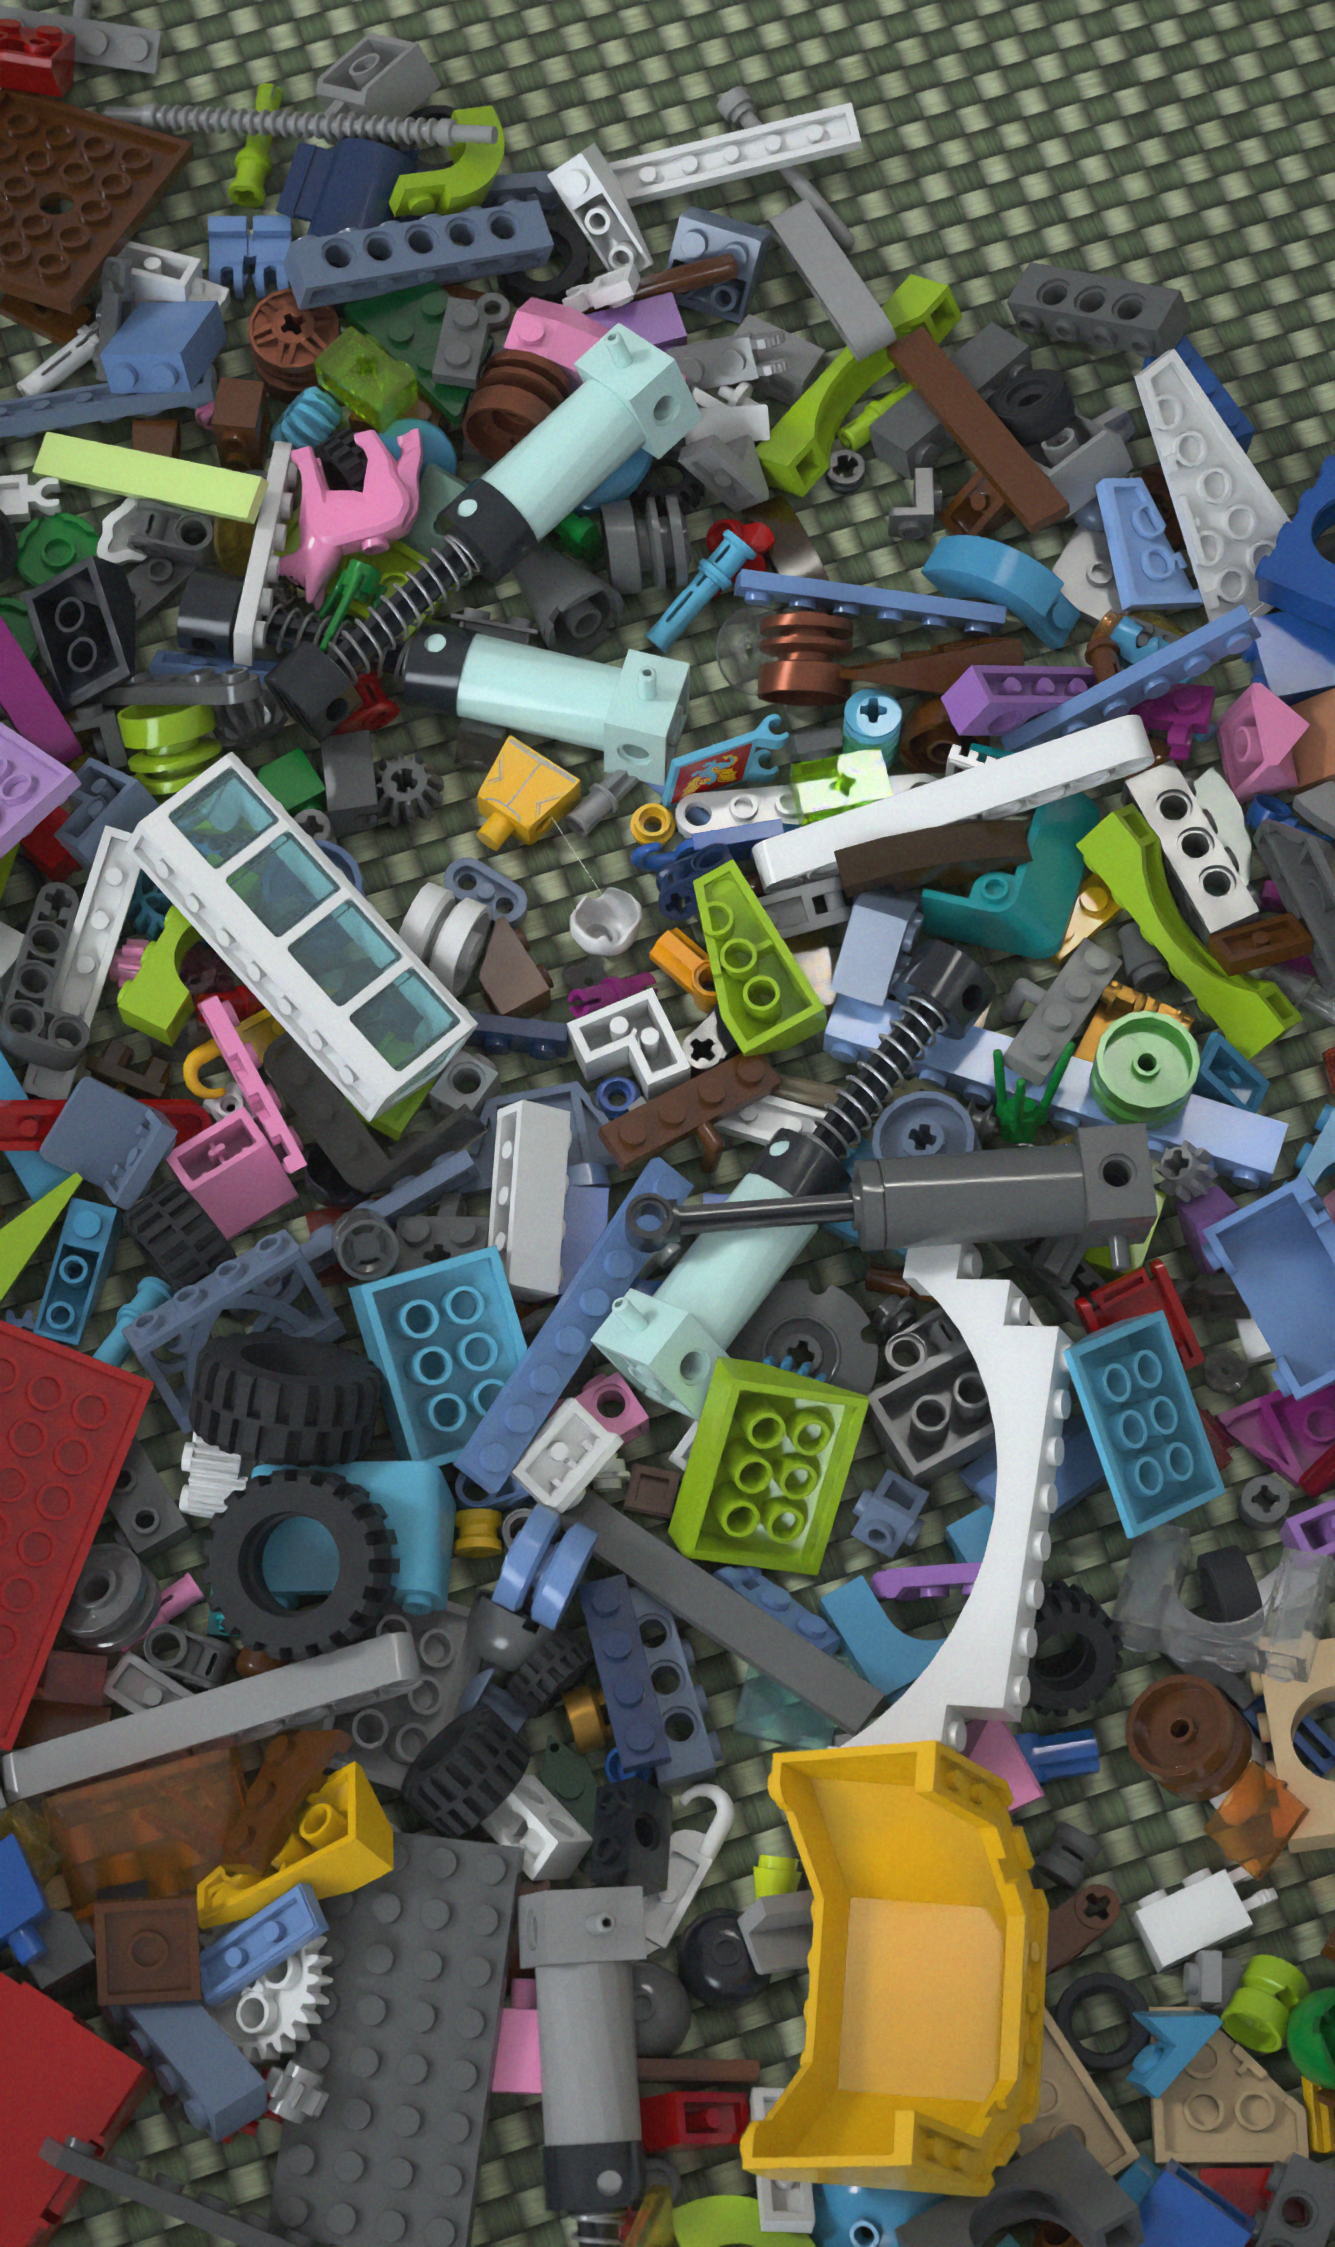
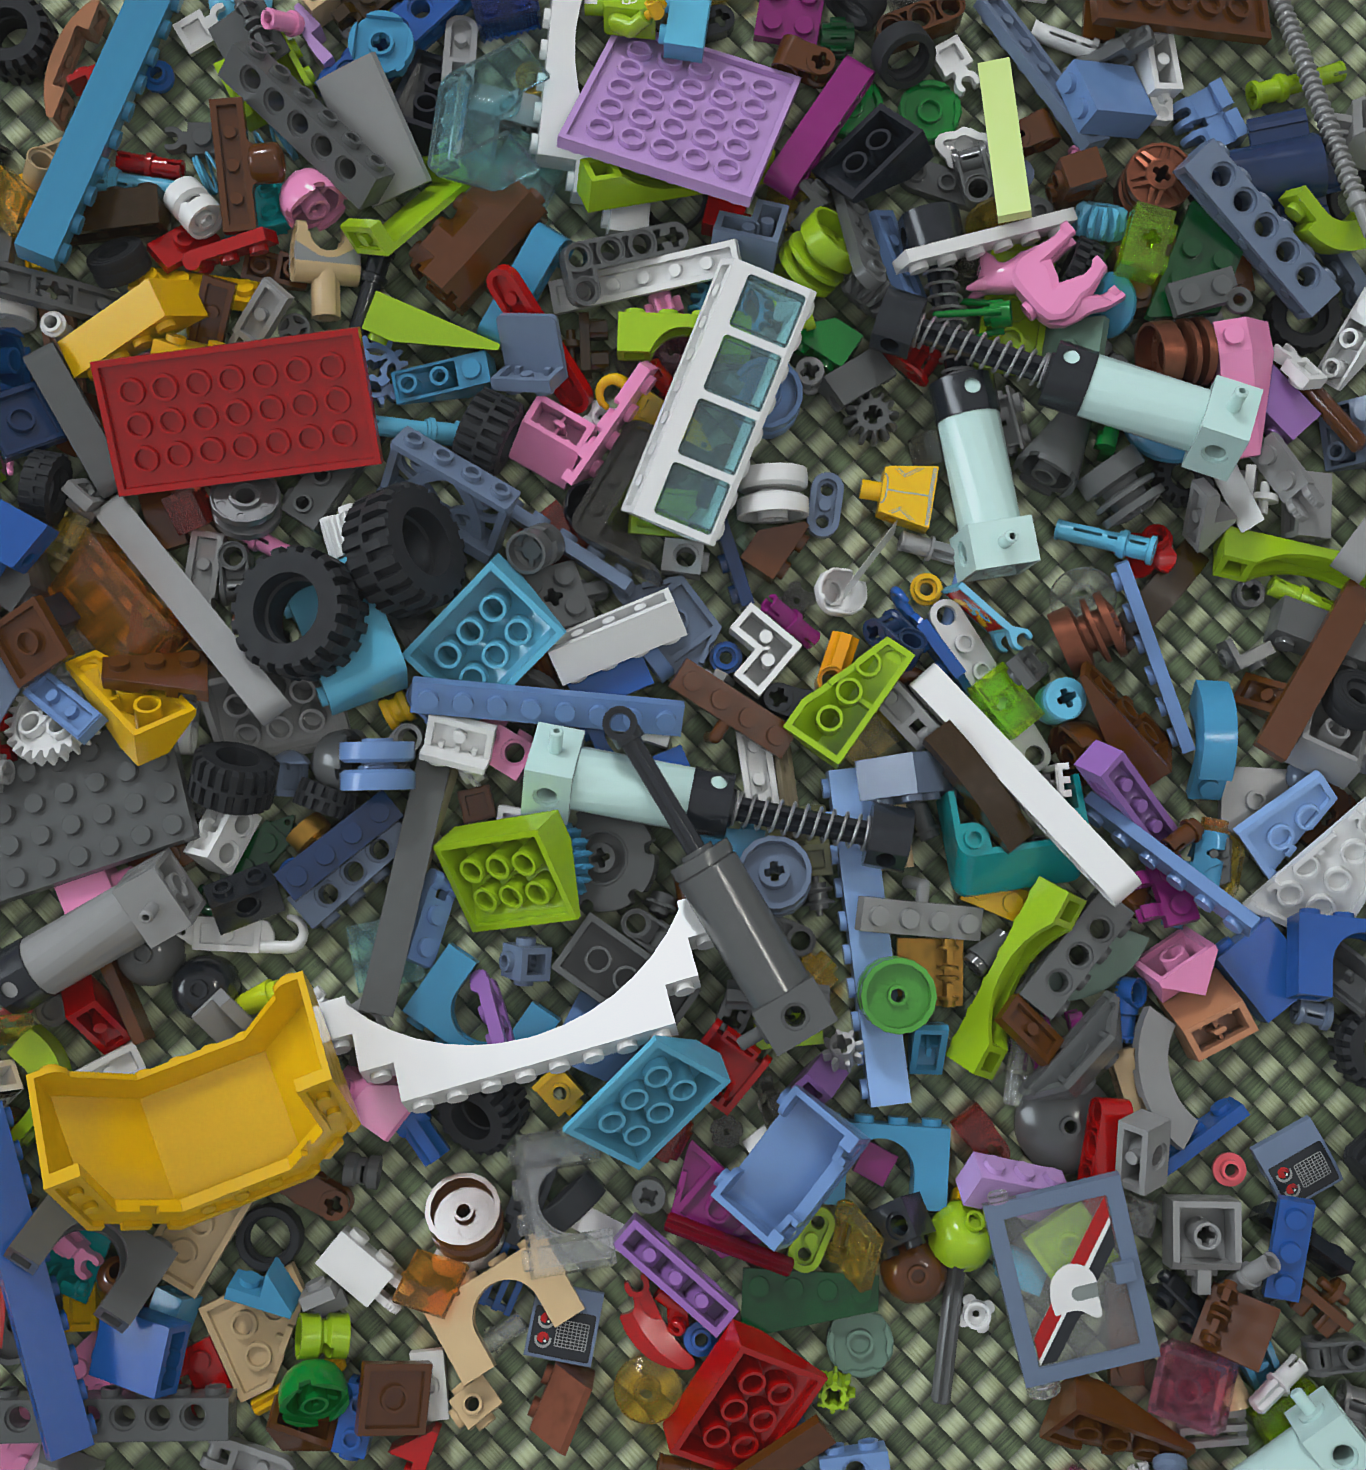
camera: 60 degrees right, 15 degrees up
(1019, 1113) = (832, 924): green plant -> none
(1072, 1568) = (545, 1088): none -> yellow brick

